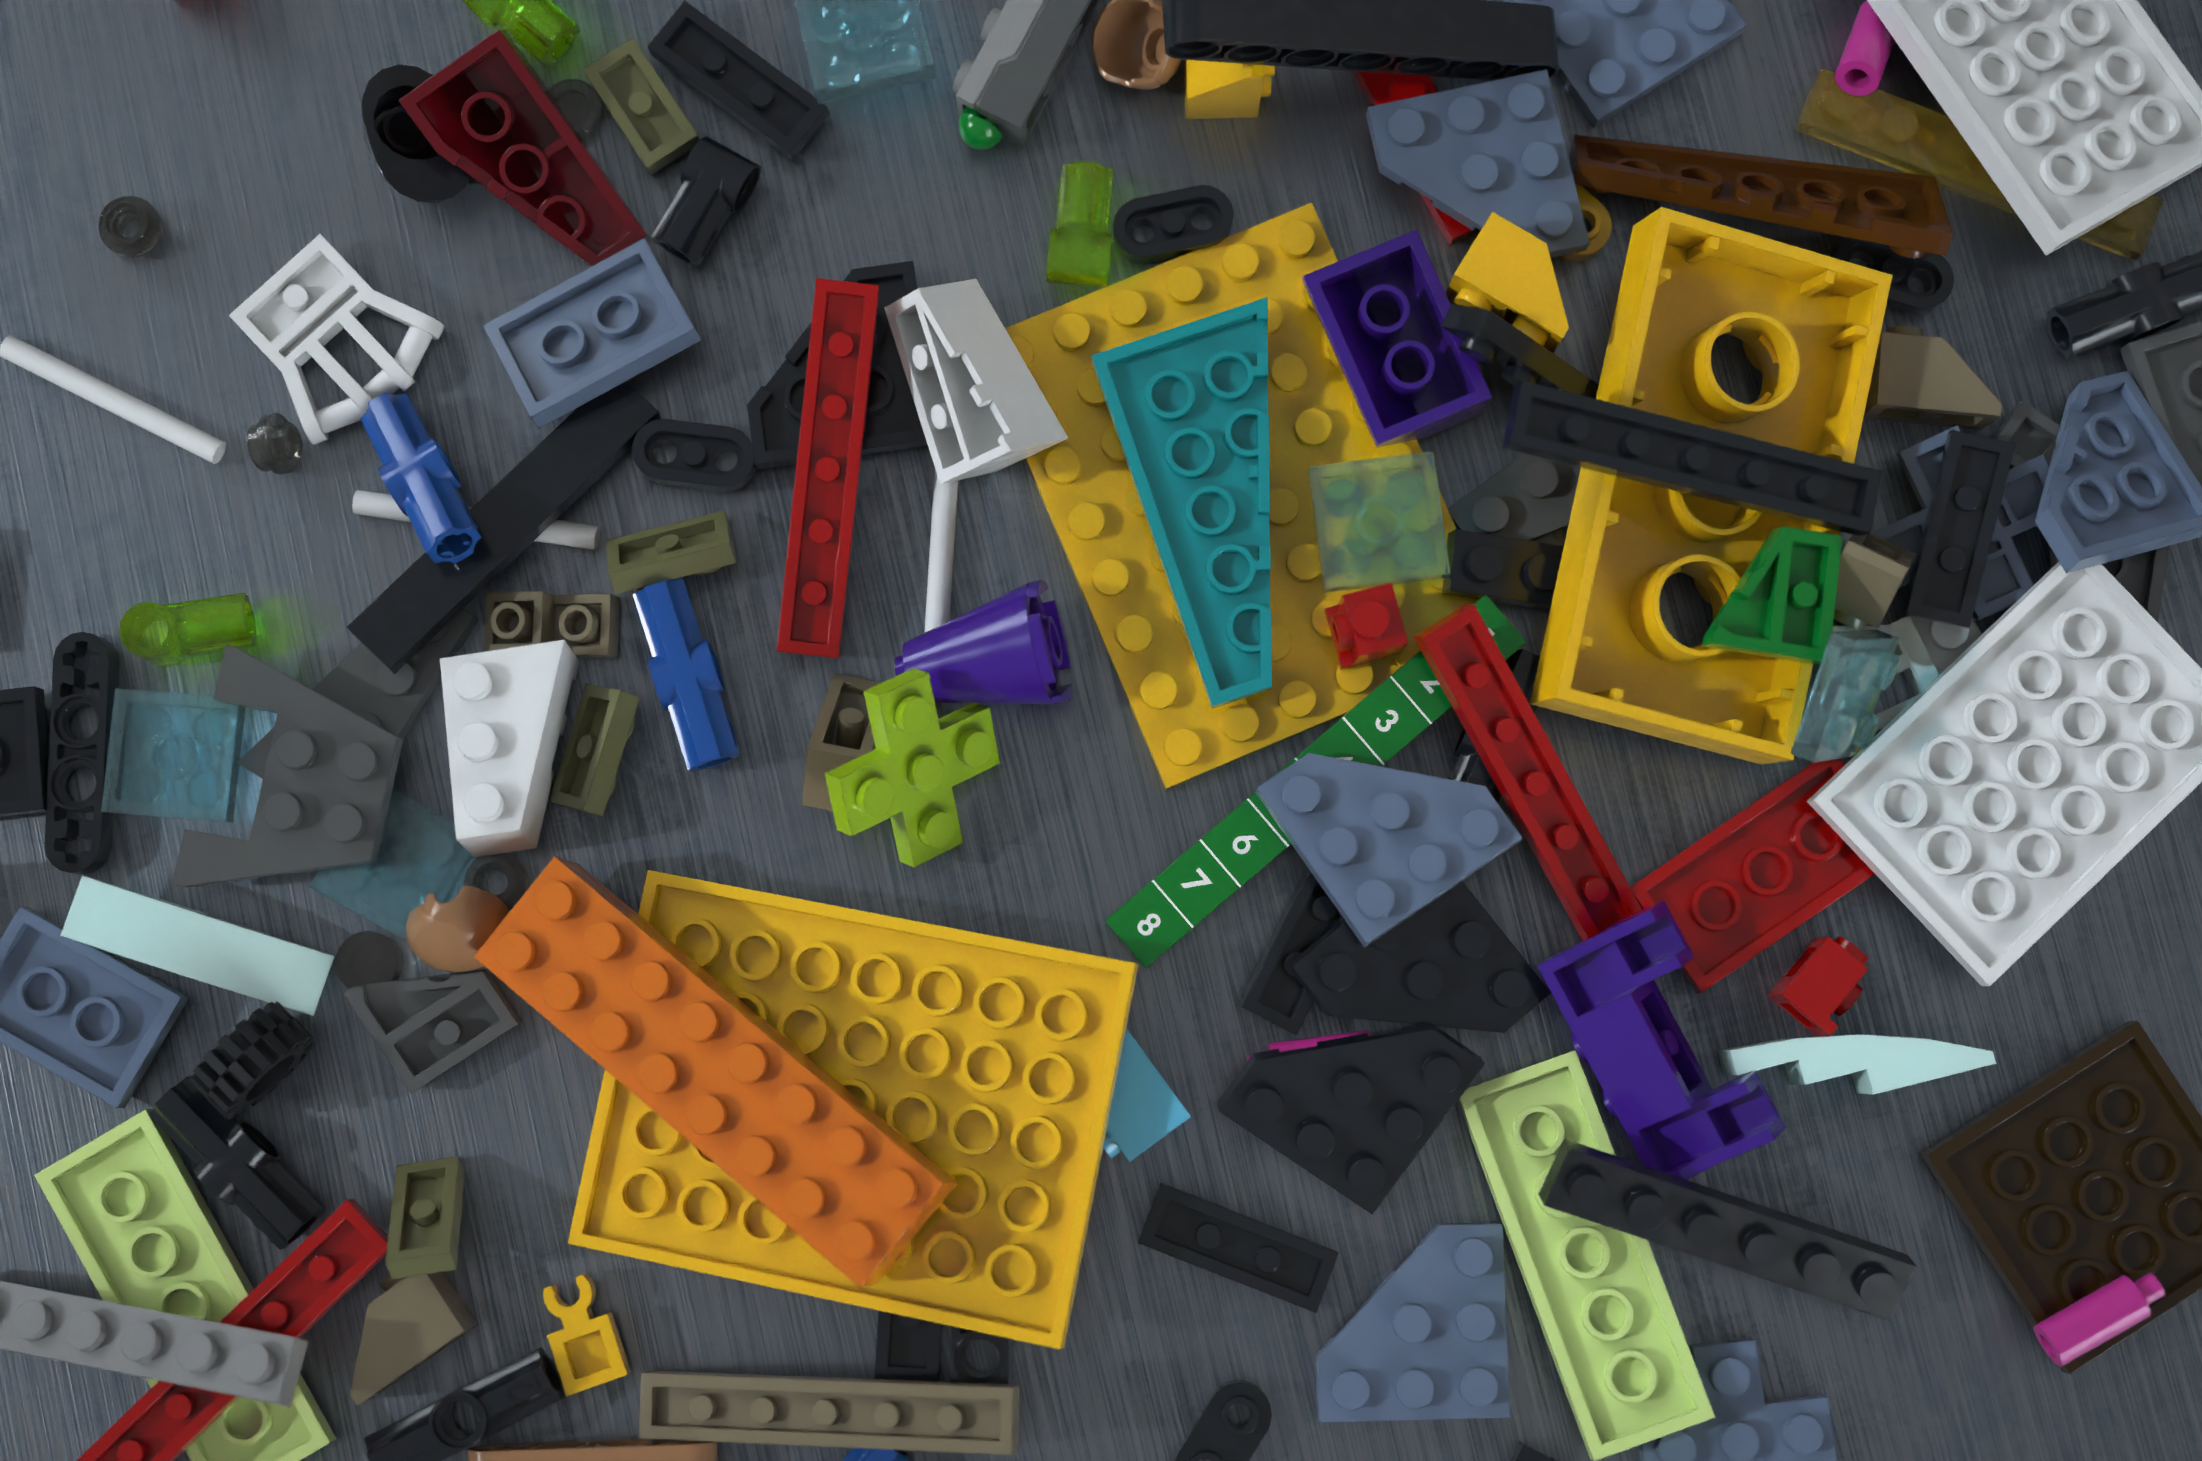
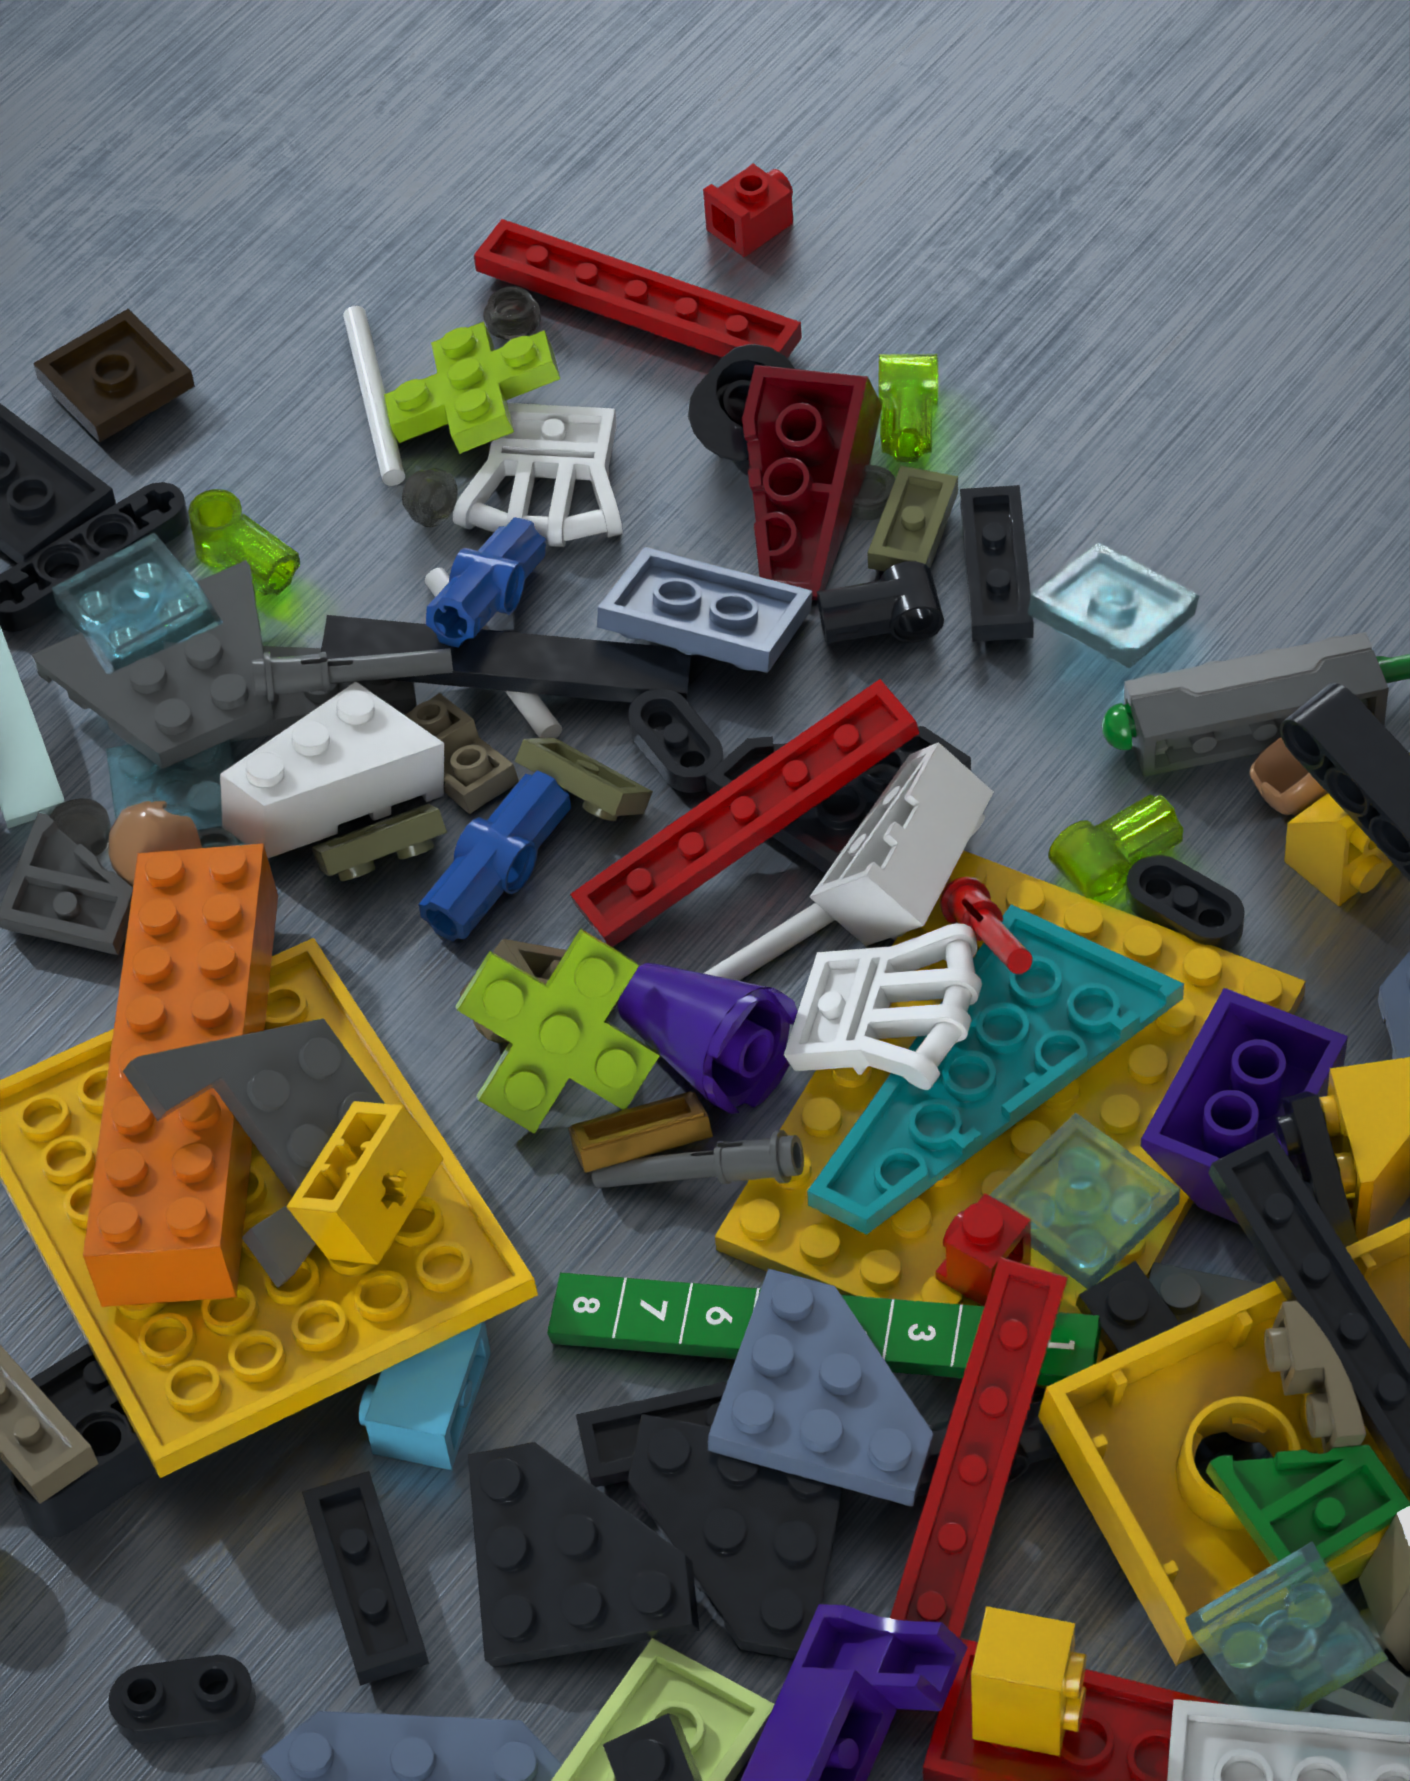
camera: 55 degrees right, 30 degrees down
(190, 323) = (471, 386): none -> lime plate
(202, 116) = (630, 293): none -> red plate
(407, 682) = (316, 672): none -> dark grey pin
(856, 1022) = (287, 1095): none -> dark grey wing
(963, 1027) = (365, 1182): none -> yellow brick
(1032, 769) = (639, 1131): none -> pearl gold tile
(1073, 543) = (850, 1000): none -> white plate
(1095, 392) = (970, 904): none -> red pin
(1125, 732) = (729, 1162): none -> dark grey pin
(1695, 512) = (1312, 1366): none -> dark tan slope
(1736, 890) = (1026, 1681): none -> yellow brick

